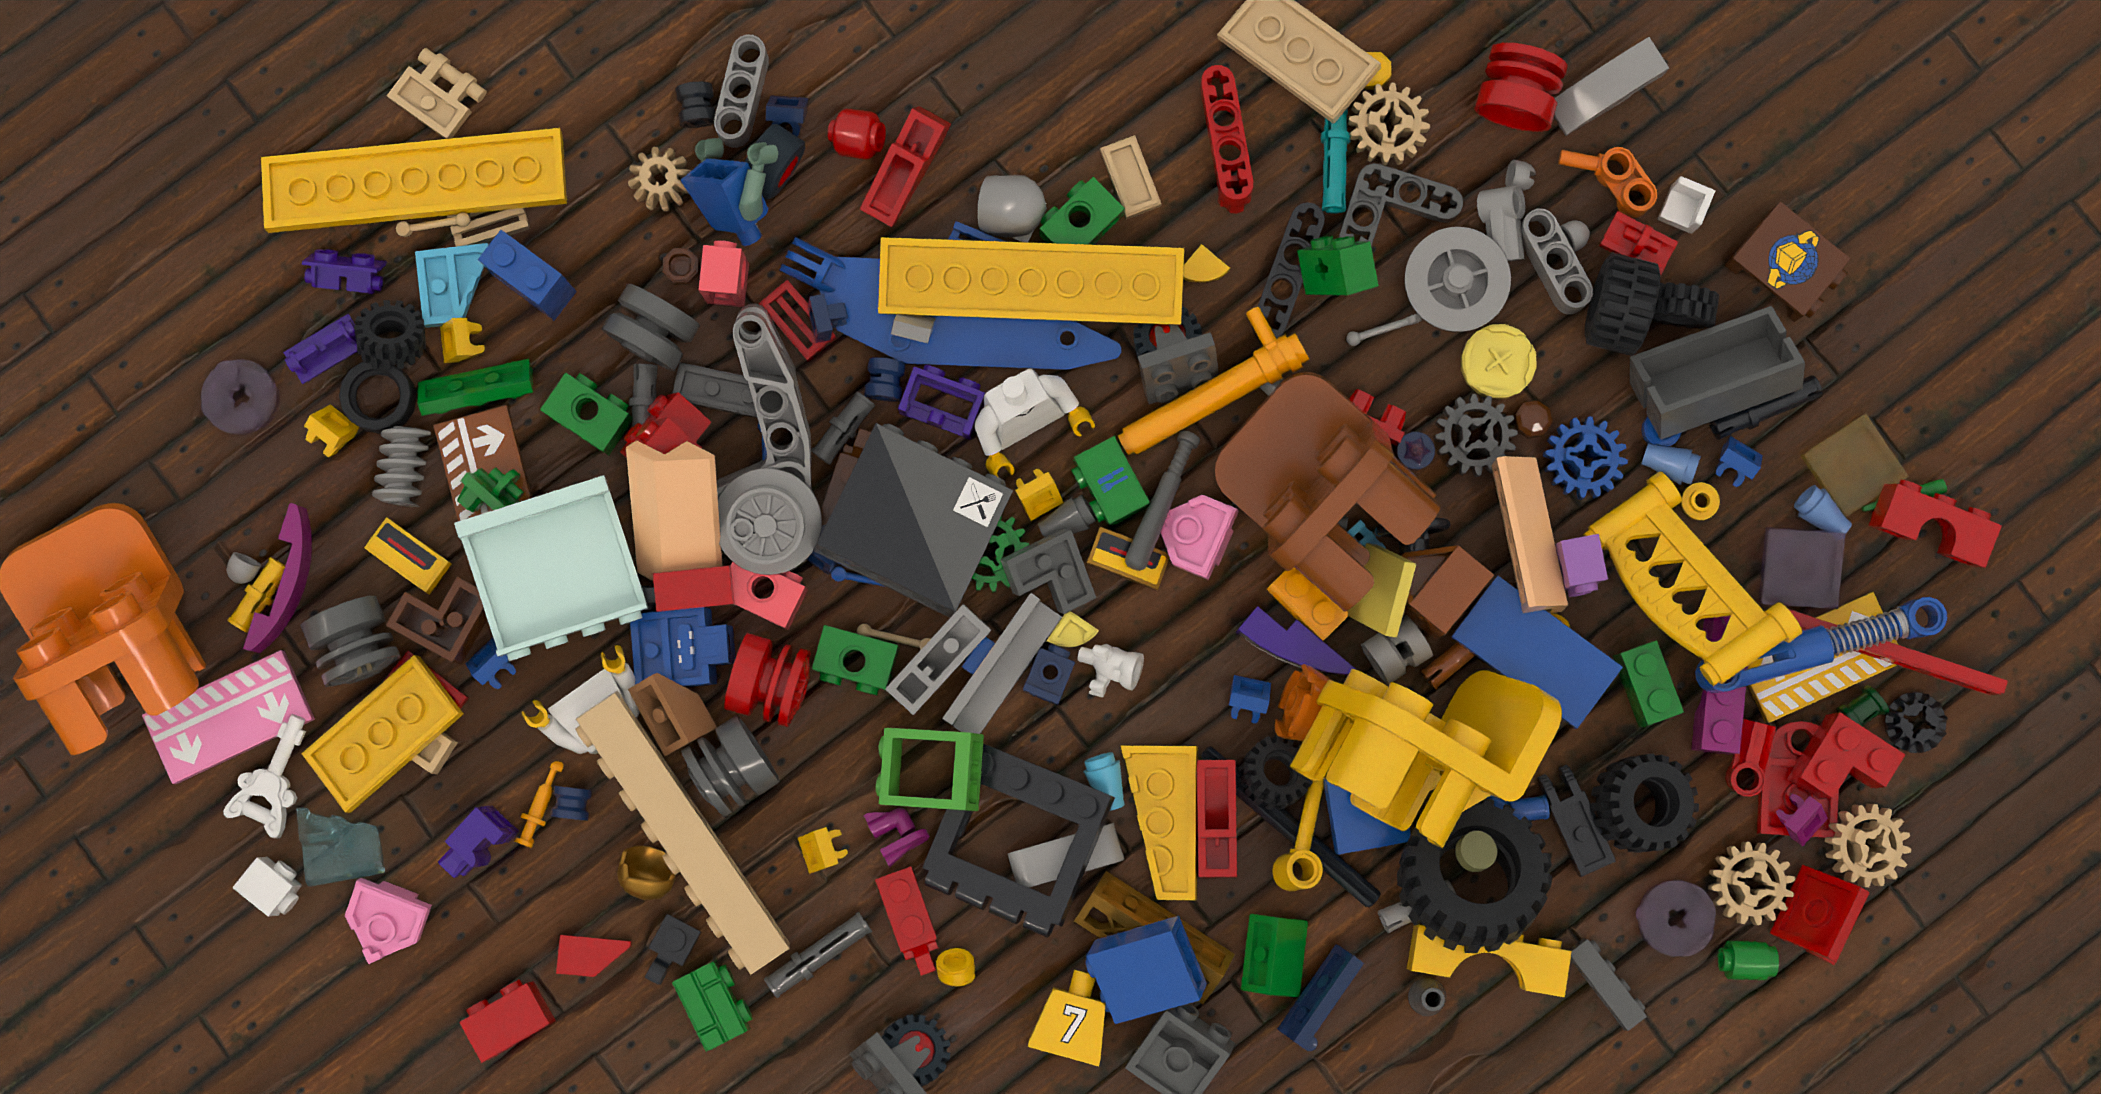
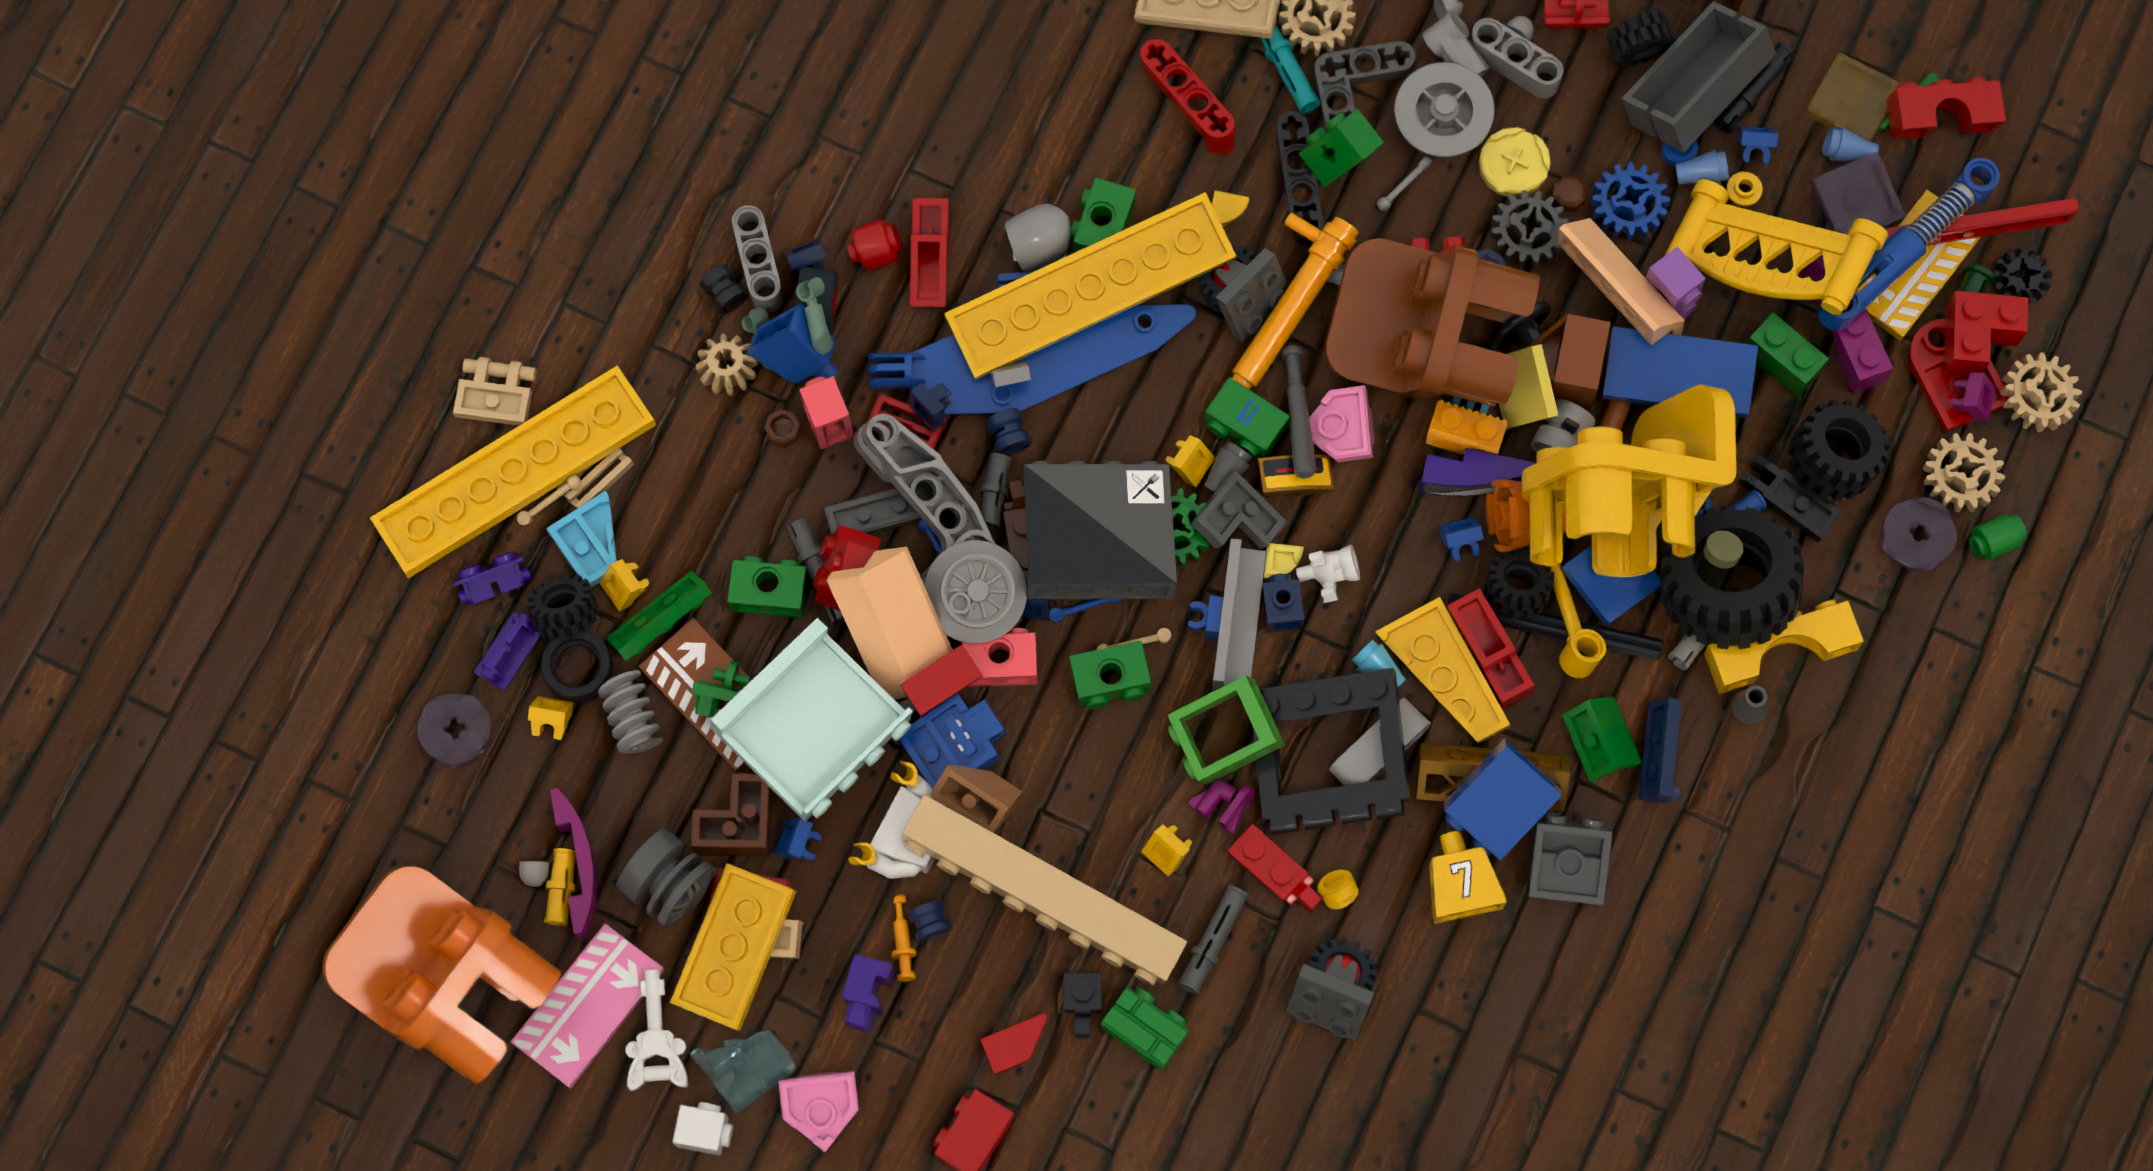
camera: 25 degrees left, 10 degrees down
(408, 555) = (674, 786): slope -> none
(527, 275) = (658, 495): blue brick -> none
(644, 873) = (1027, 946): pearl gold hair -> none
(648, 331) = (786, 485): dark grey wheel -> none
(730, 766) = (1050, 820): dark grey wheel -> none
(767, 680) = (1046, 726): red wheel -> none
(934, 378) = (1051, 411): dark purple window -> none
(938, 659) = (1183, 633): light grey slope -> none
(1021, 408) = (1138, 396): white torso -> none
(1130, 177) = (1124, 166): tan tile -> none
(1606, 984) = (1893, 619): dark grey piece -> none
(1622, 304) = (1591, 59): black tyre -> none
(1754, 754) = (1905, 370): red piece -> none
(1820, 913) = (2034, 466): red bracket -> none

